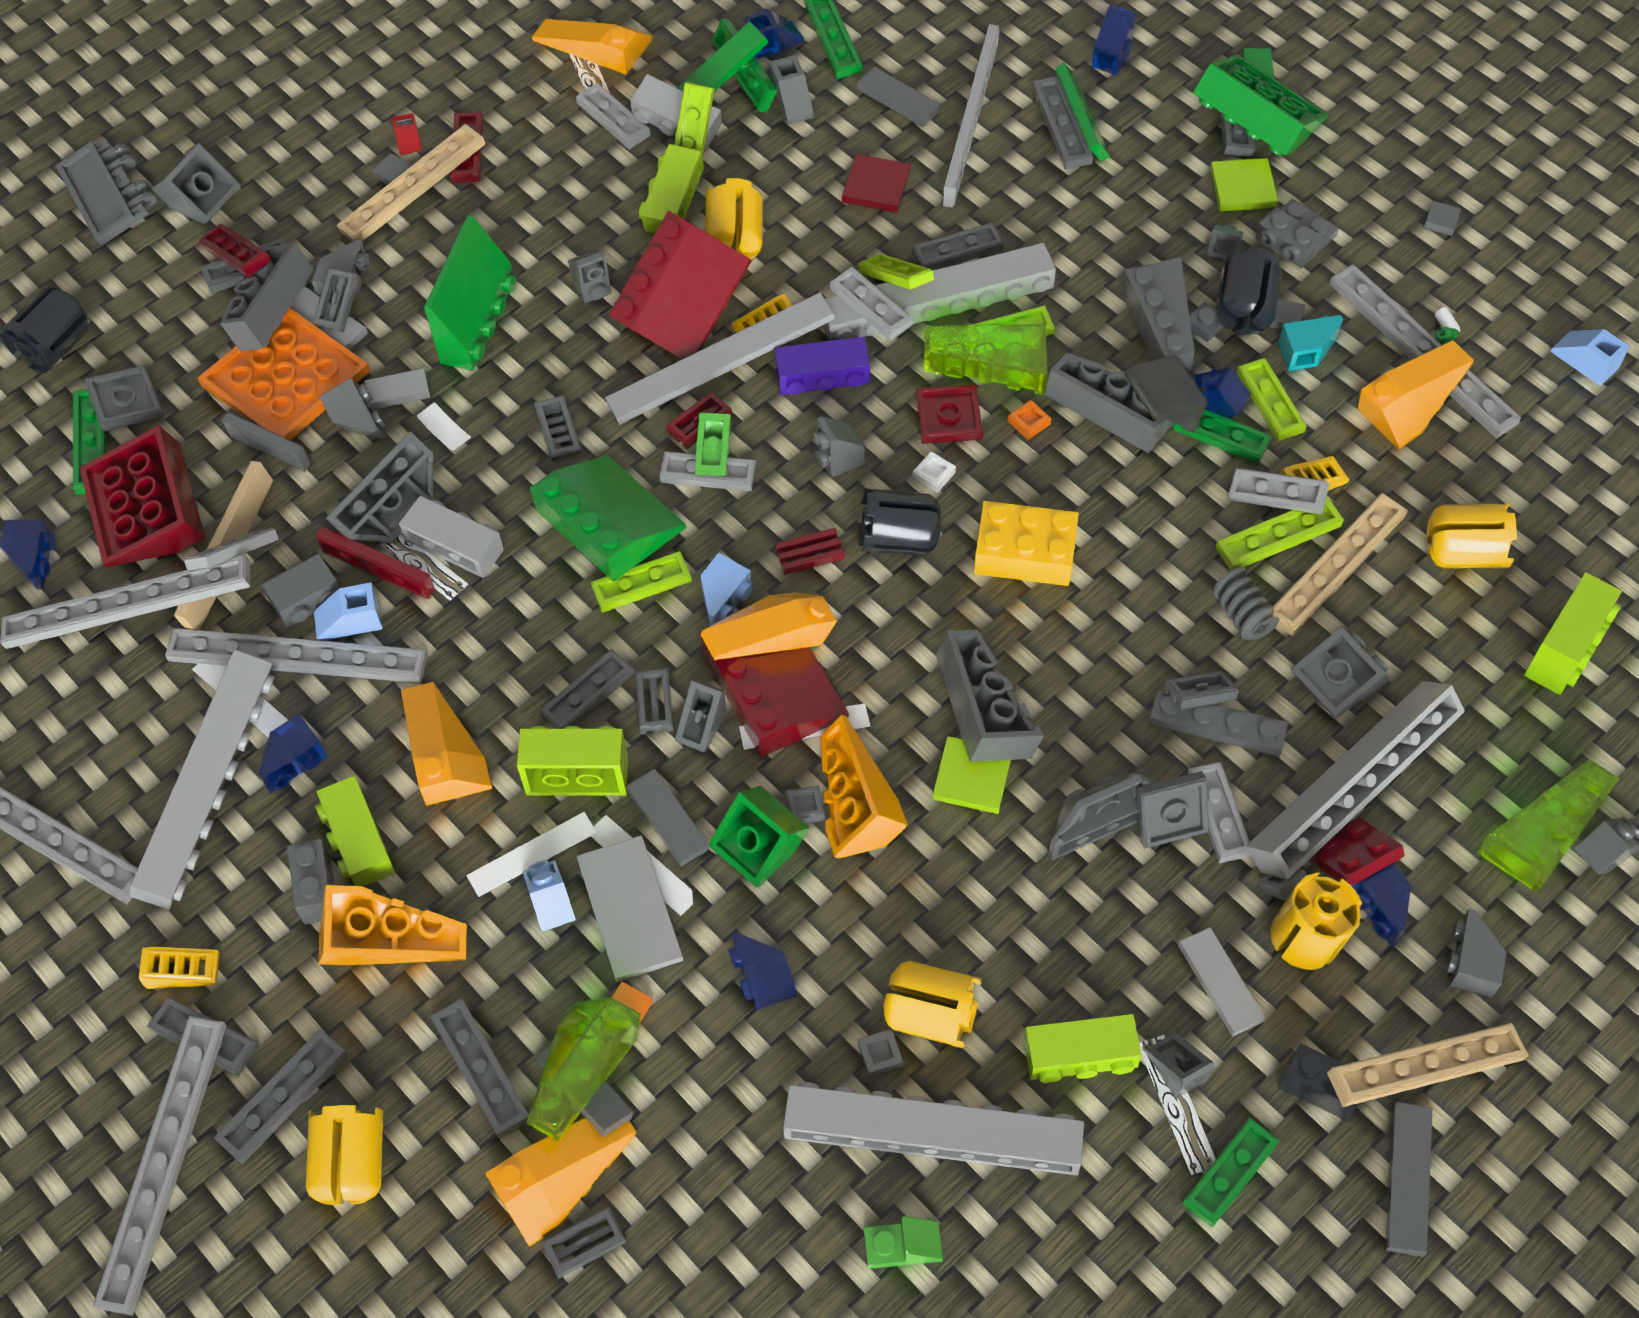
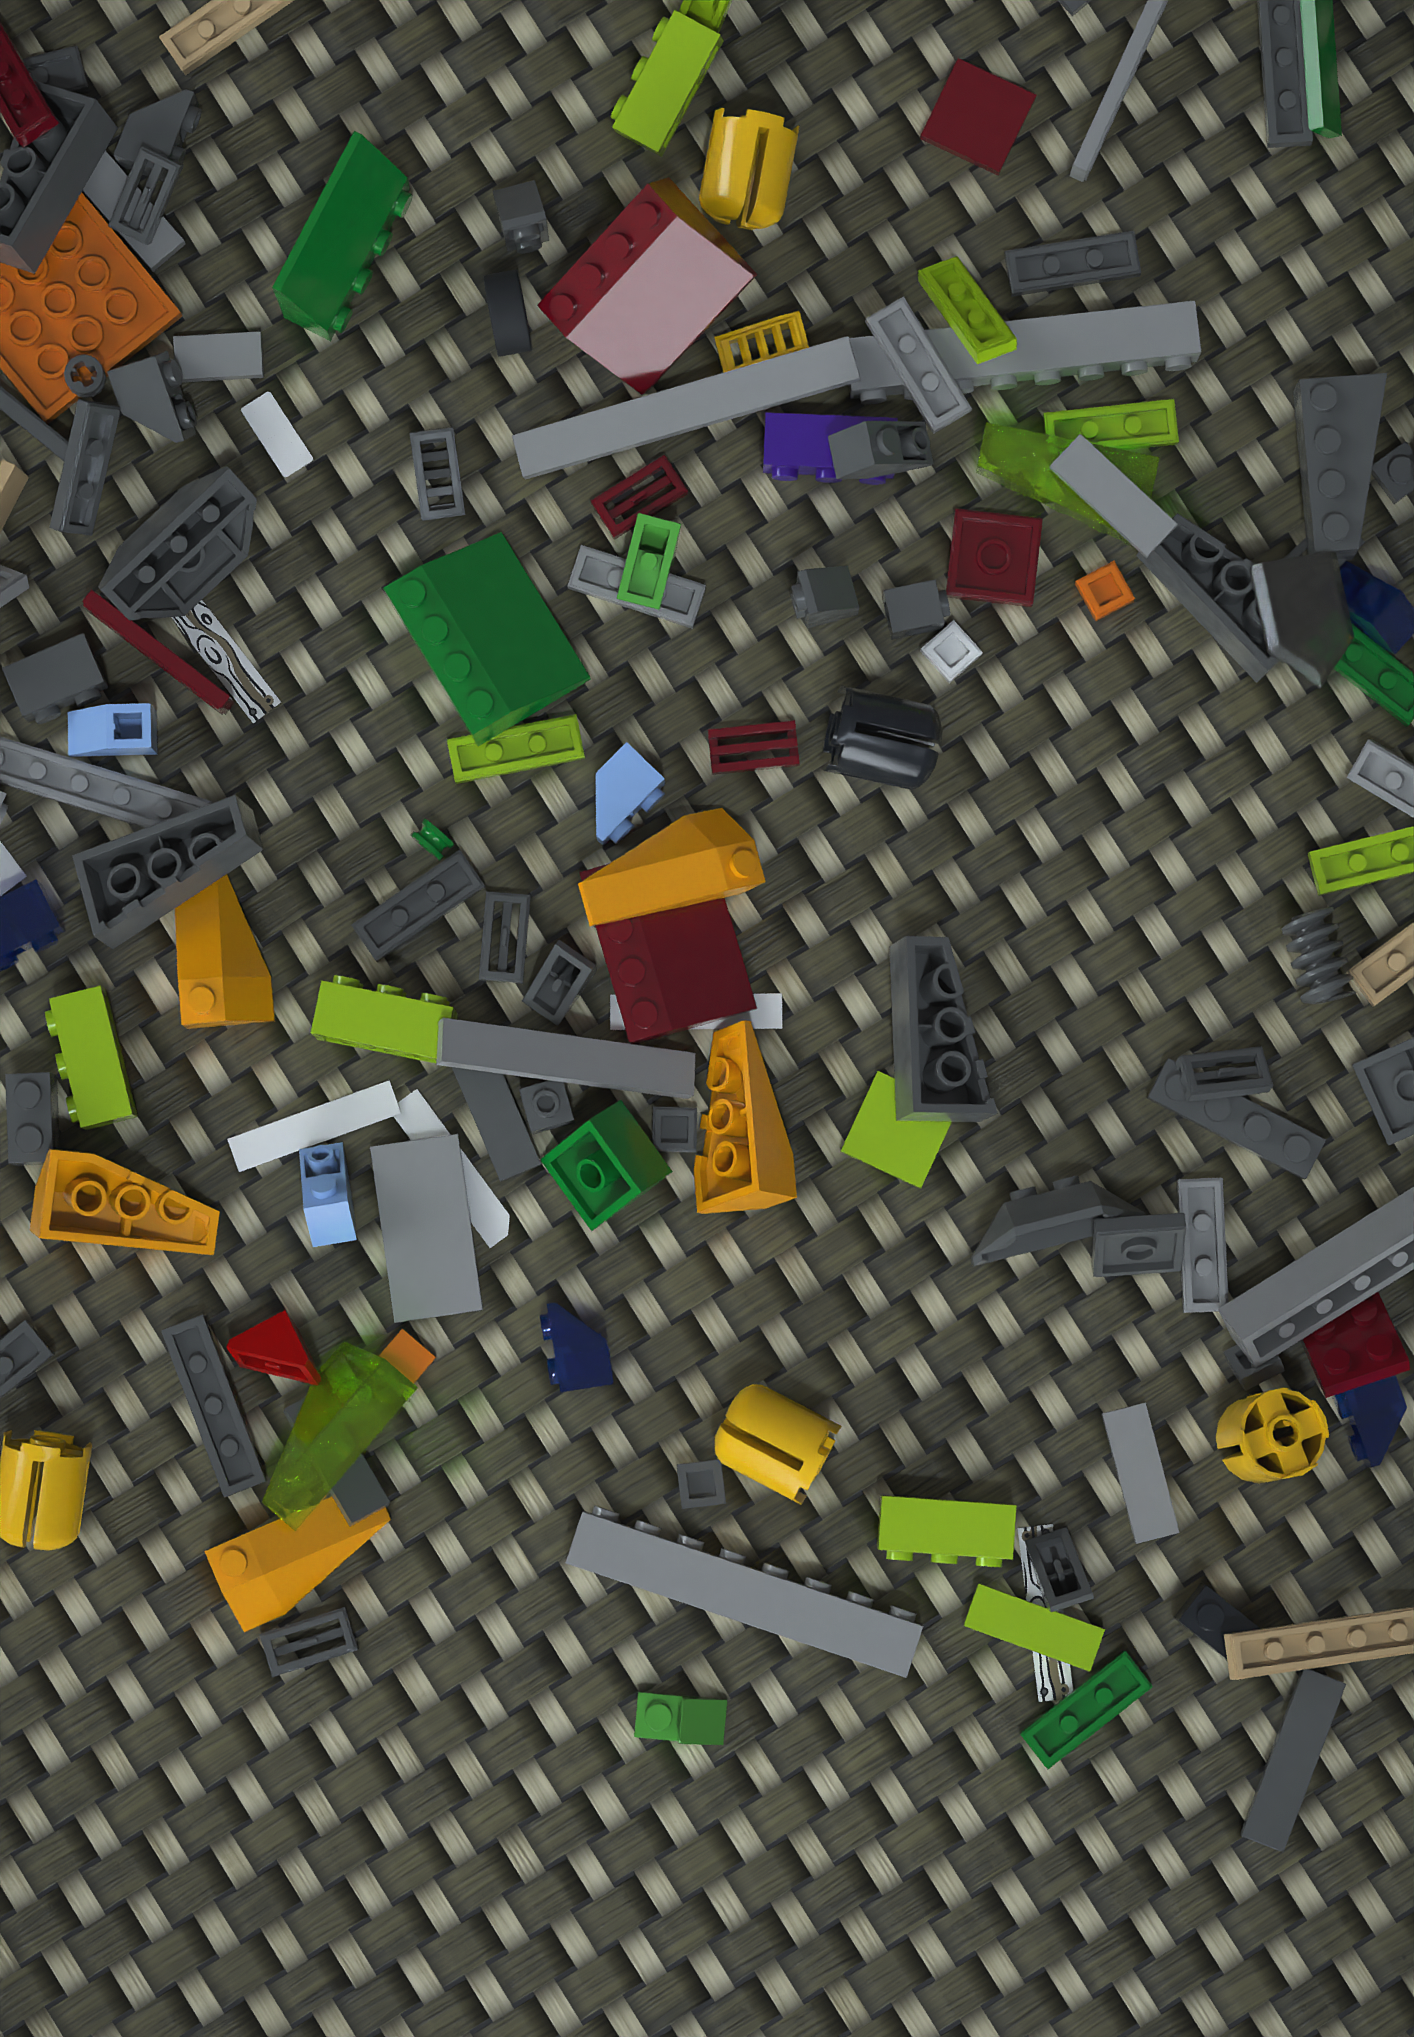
camera: 10 degrees right, 25 degrees up
(310, 400) = (92, 365): none -> dark grey bush
(310, 457) = (85, 467): none -> dark grey tile
(393, 686) = (162, 866): none -> dark grey wedge
(452, 536) = (268, 629): light grey brick -> none
(522, 1013) = (275, 1349): none -> red slope
(589, 324) = (507, 313): none -> black tyre
(590, 644) = (432, 839): none -> green bush
(705, 800) = (546, 1106): none -> dark grey brick
(712, 756) = (565, 1058): none -> light grey tile
(856, 347) = (880, 449): none -> dark grey slope
(902, 447) = (915, 609): none -> dark grey brick
(1021, 345) = (1113, 496): none -> light grey tile
(1026, 543) = (1049, 802): yellow brick -> none
(1171, 1113) = (1034, 1627): none -> lime tile

